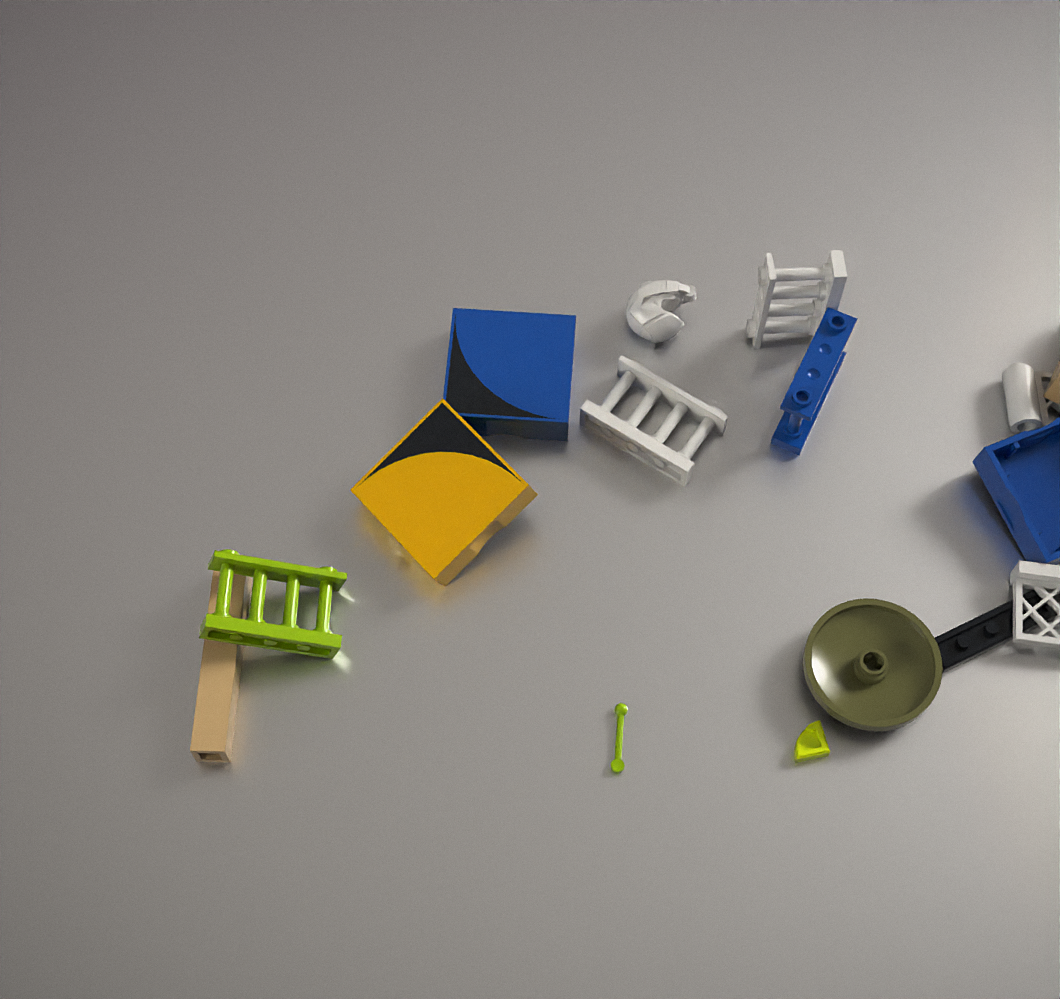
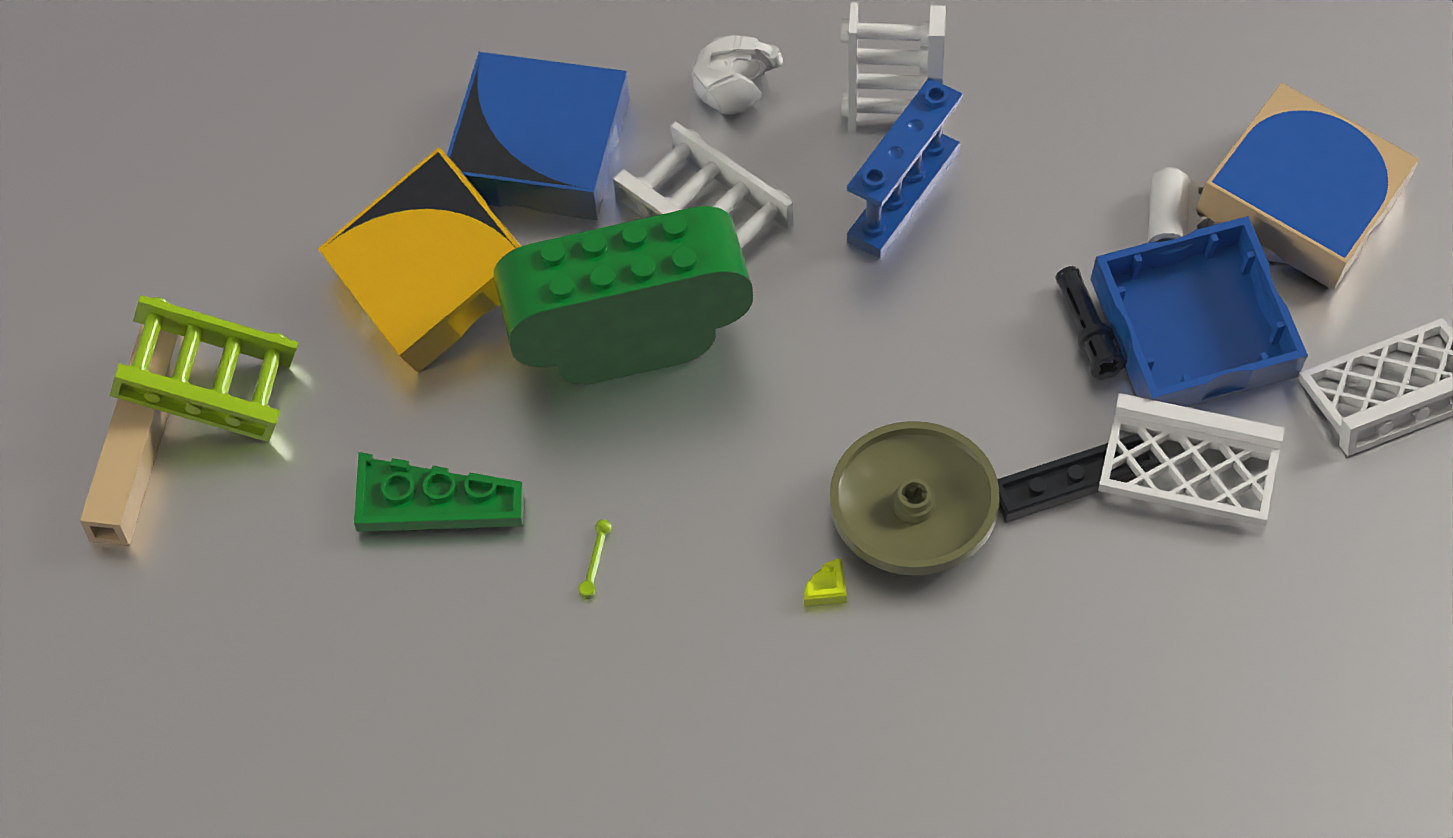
camera: 10 degrees right, 5 degrees down
(468, 699) = (420, 498): none -> green wing
(616, 513) = (624, 295): none -> green brick
(983, 509) = (1094, 336): none -> black pin

